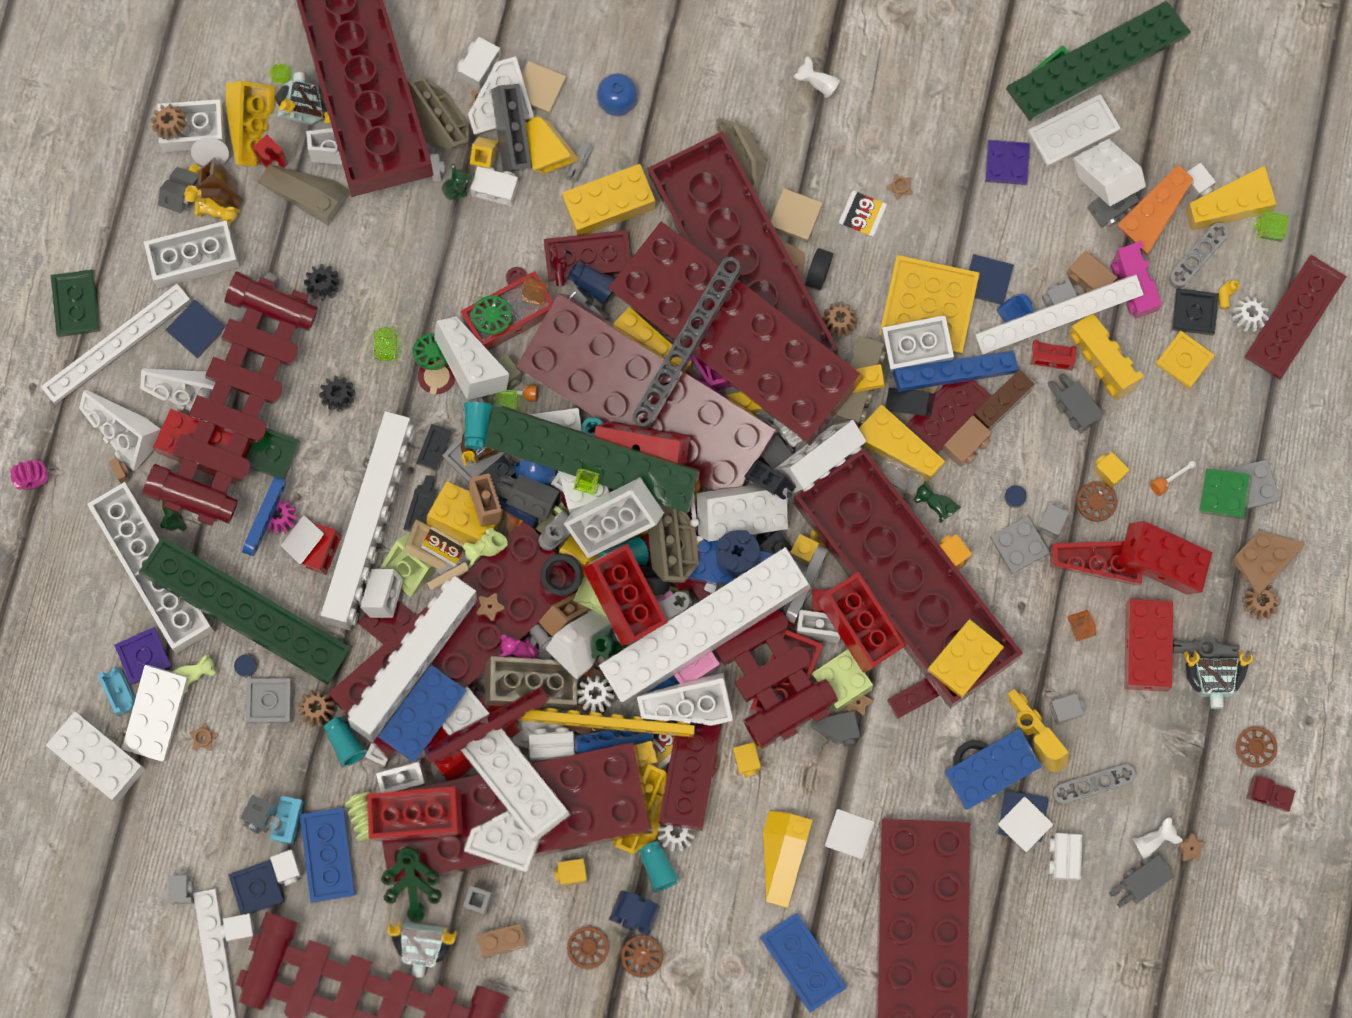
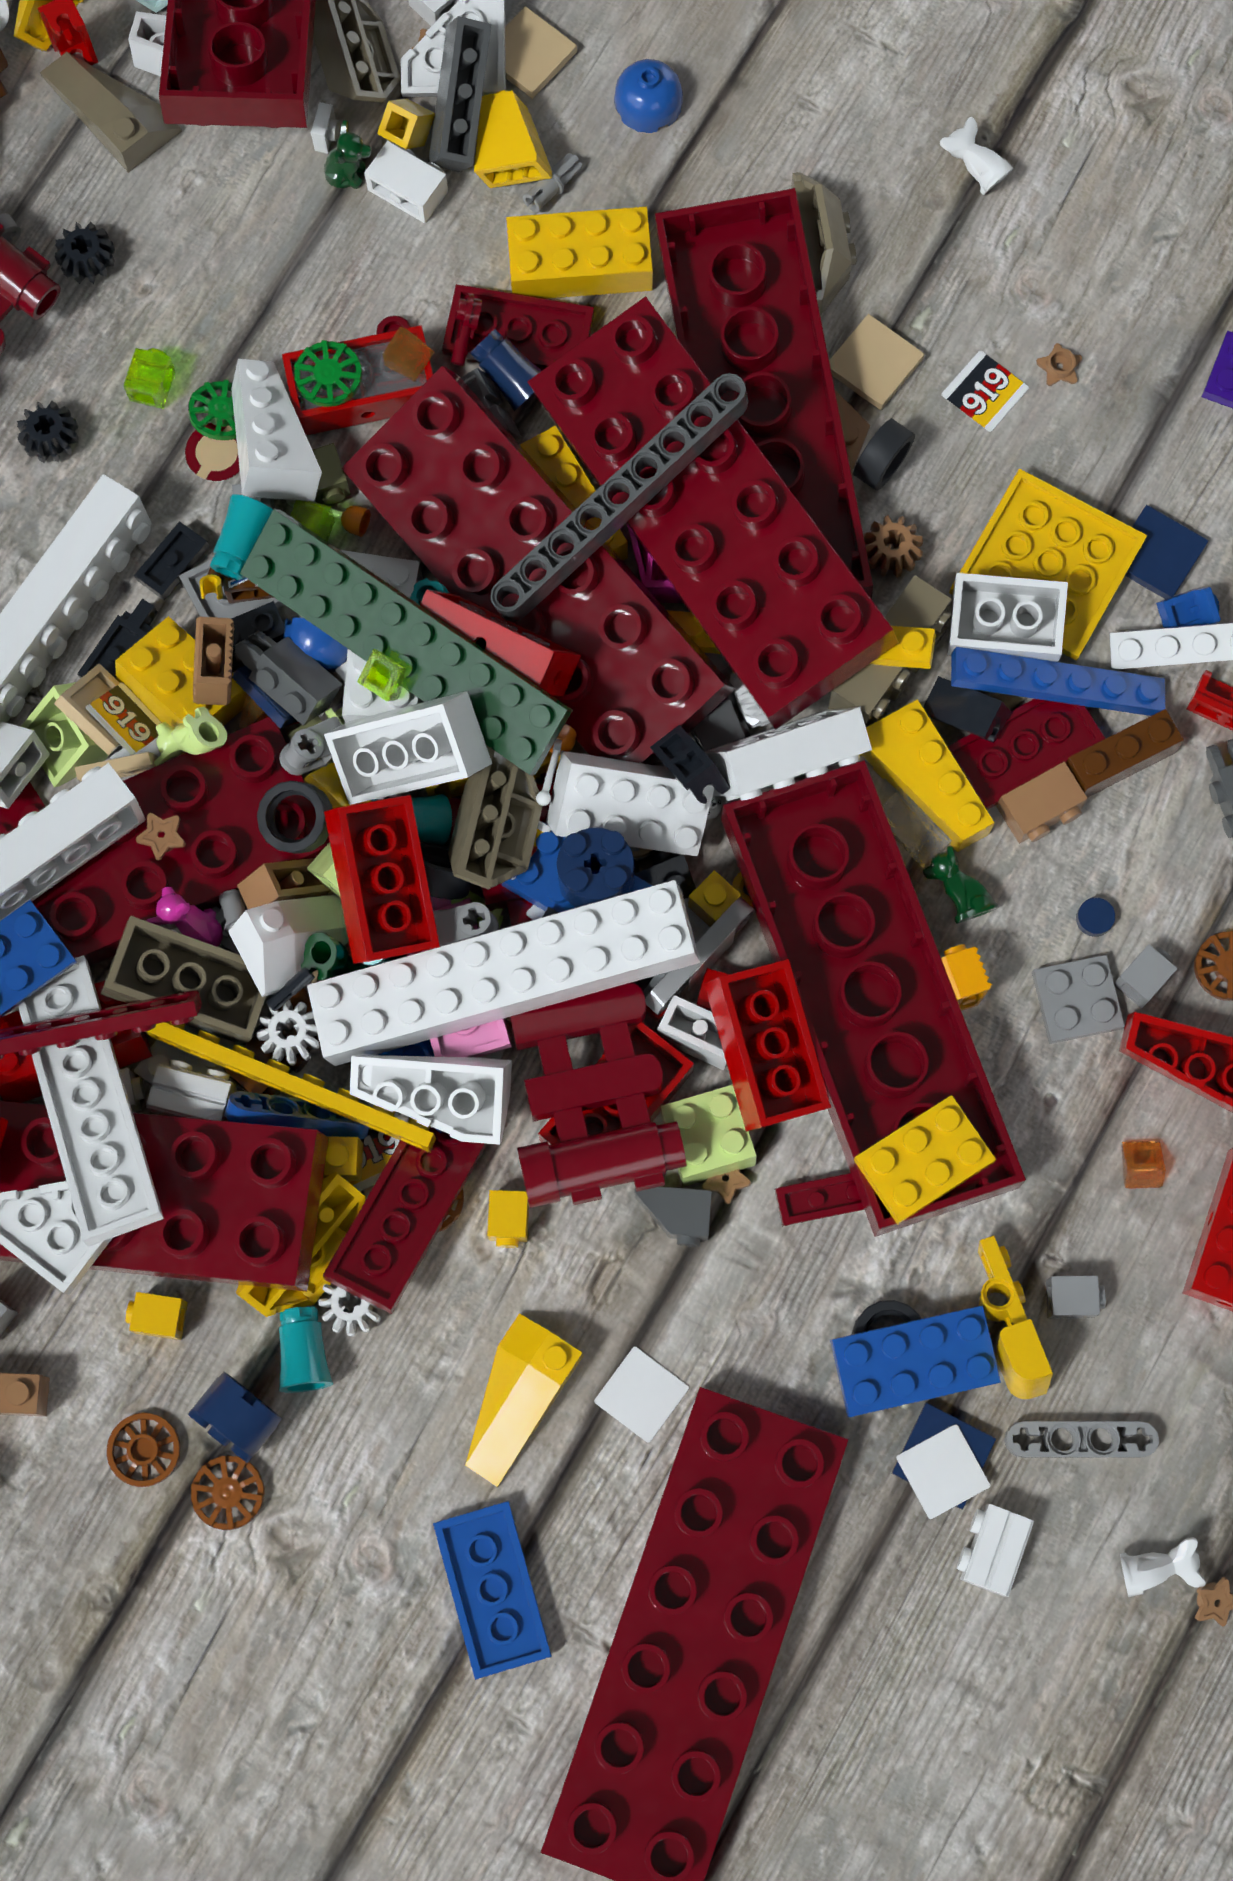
camera: 20 degrees right, 0 degrees up
(590, 670) = (290, 989): none -> black pin
(1144, 881) = (1116, 1633): dark grey hinge -> none

